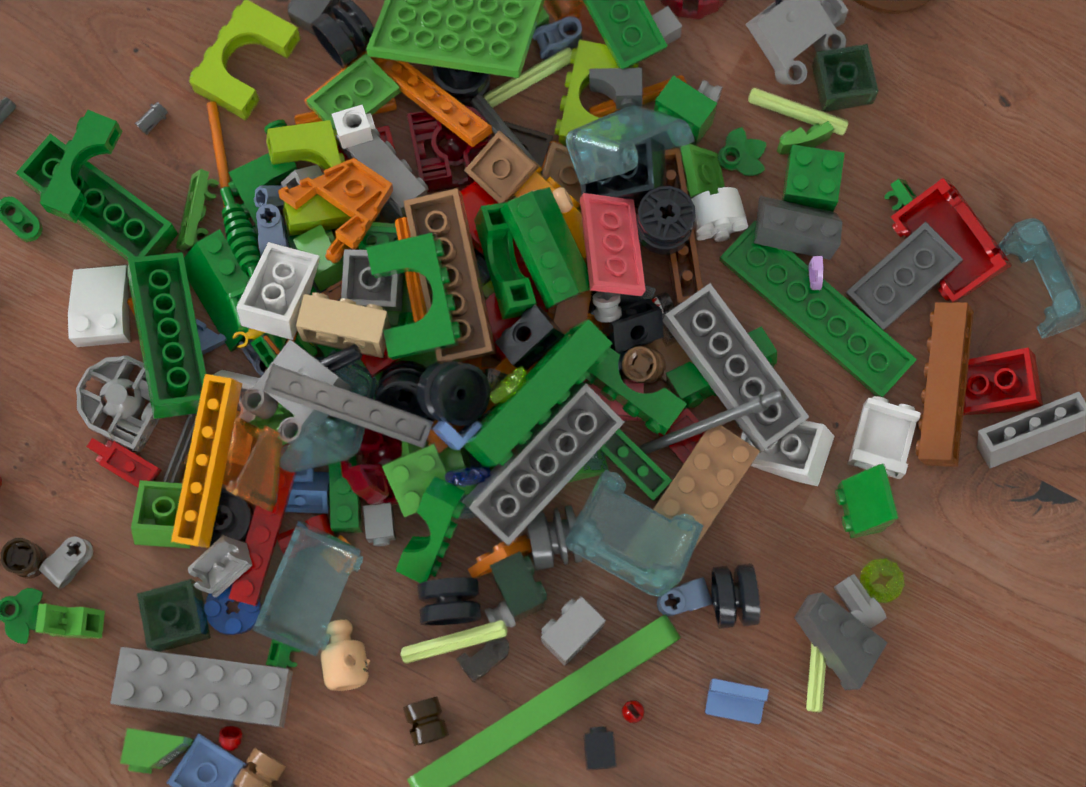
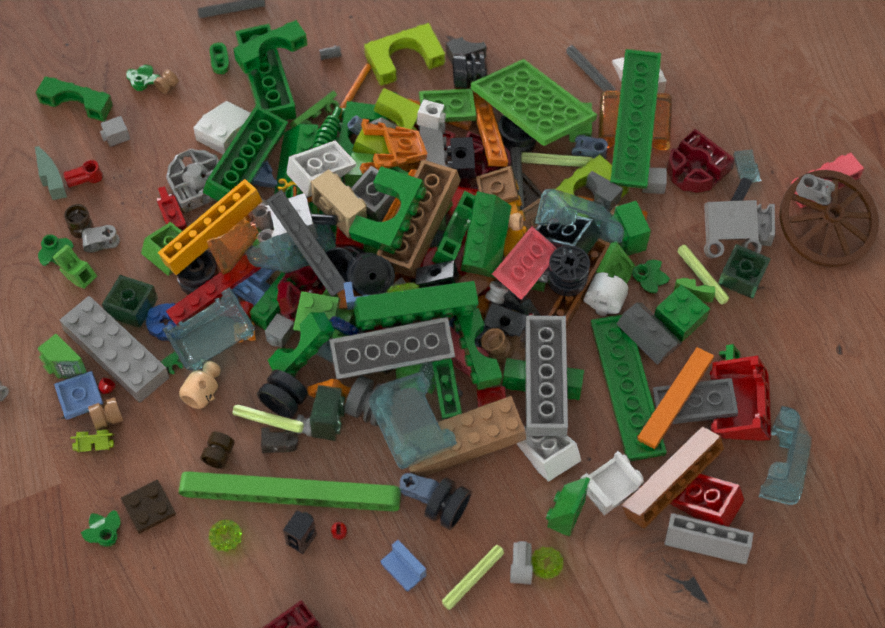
camera: 35 degrees right, 15 degrees down
(220, 565) = (175, 289): light grey hinge -> none
(270, 232) = (346, 137): sand blue piece -> none
(423, 143) = (462, 149): none -> black brick
(572, 630) = (338, 457): light grey brick -> none
(710, 91) = (656, 232): light grey wheel -> none
(756, 404) = (538, 395): dark grey bar -> none
(816, 272) = (643, 358): lavender tile -> none
(841, 638) = (492, 570): dark grey wedge -> none
(883, 288) = (675, 398): none -> orange tile

